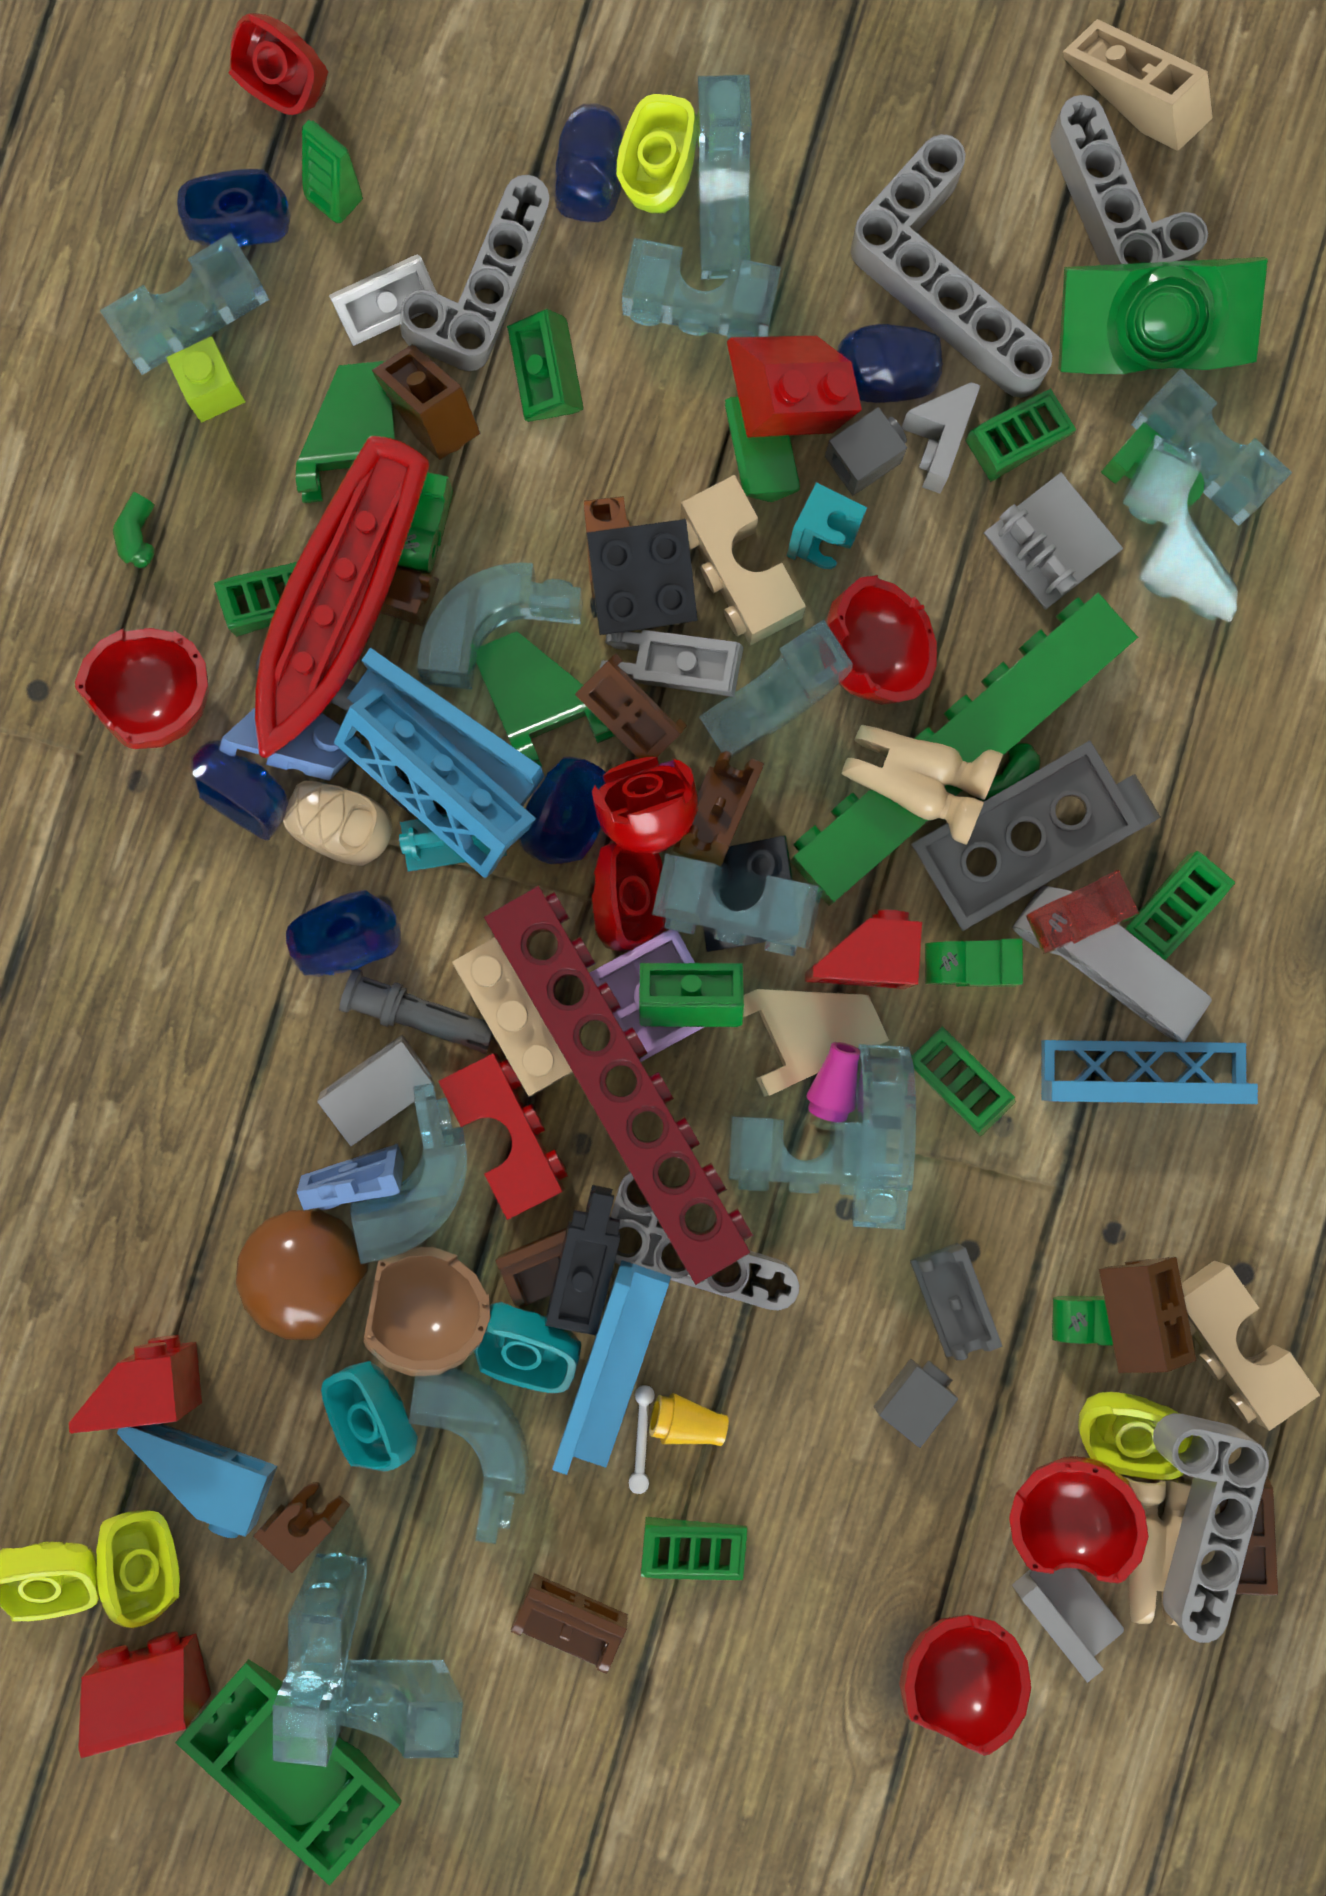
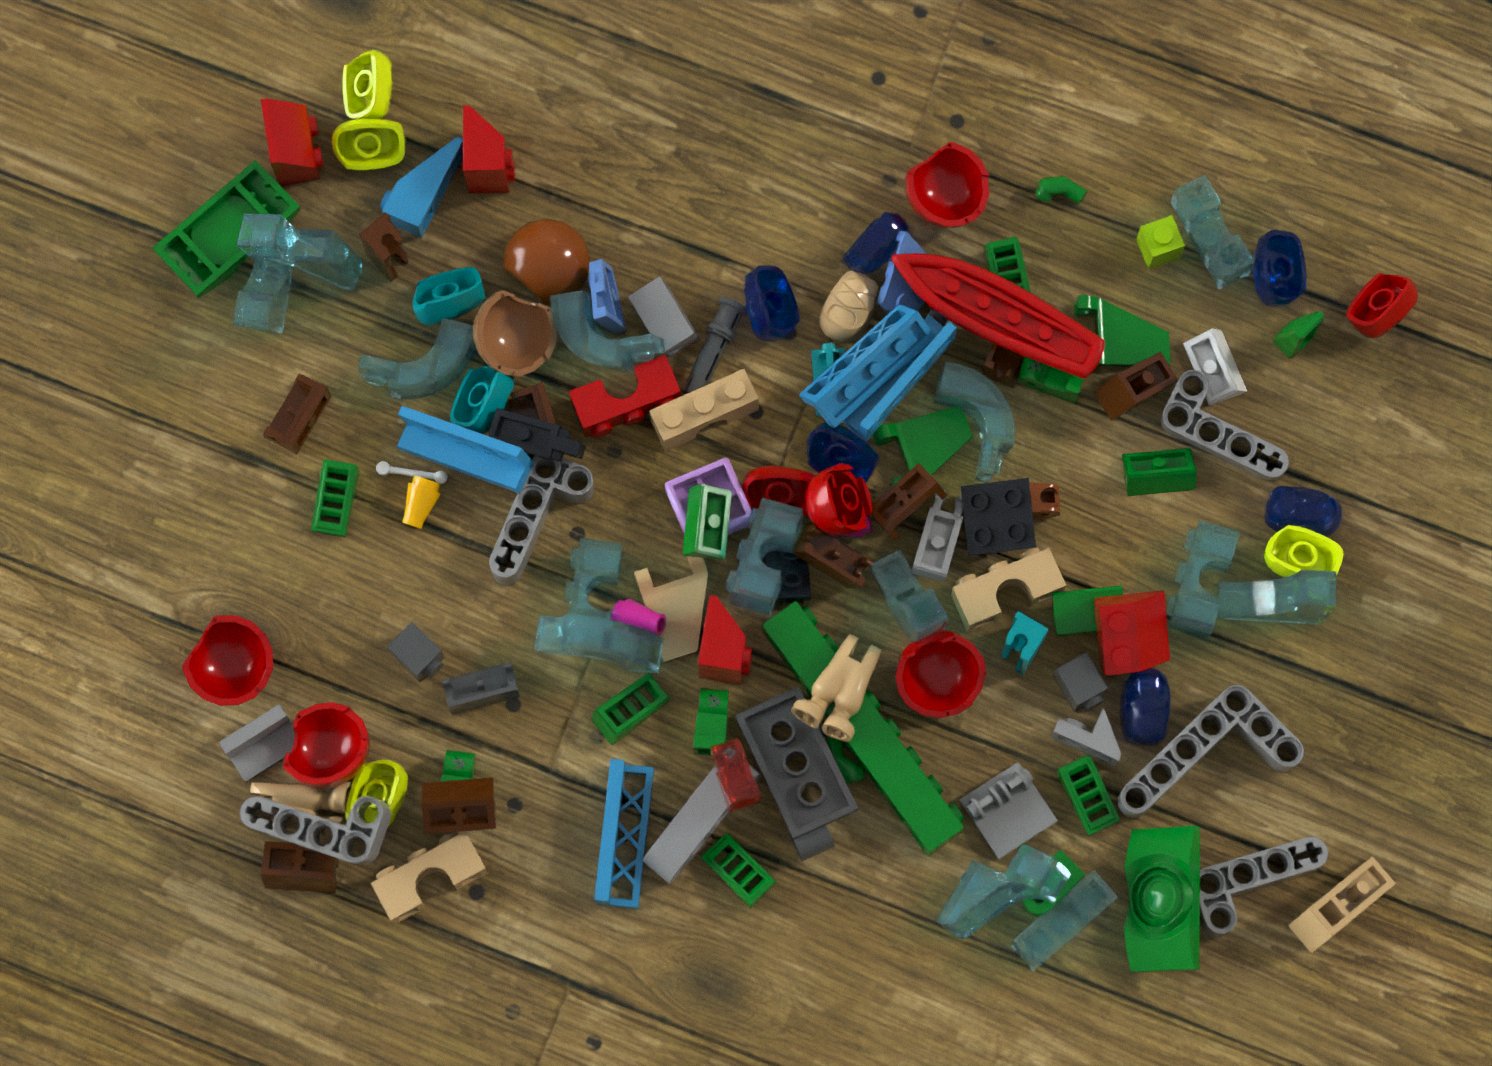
camera: 100 degrees right, 10 degrees down
(700, 1252) = (598, 478): dark red brick -> none

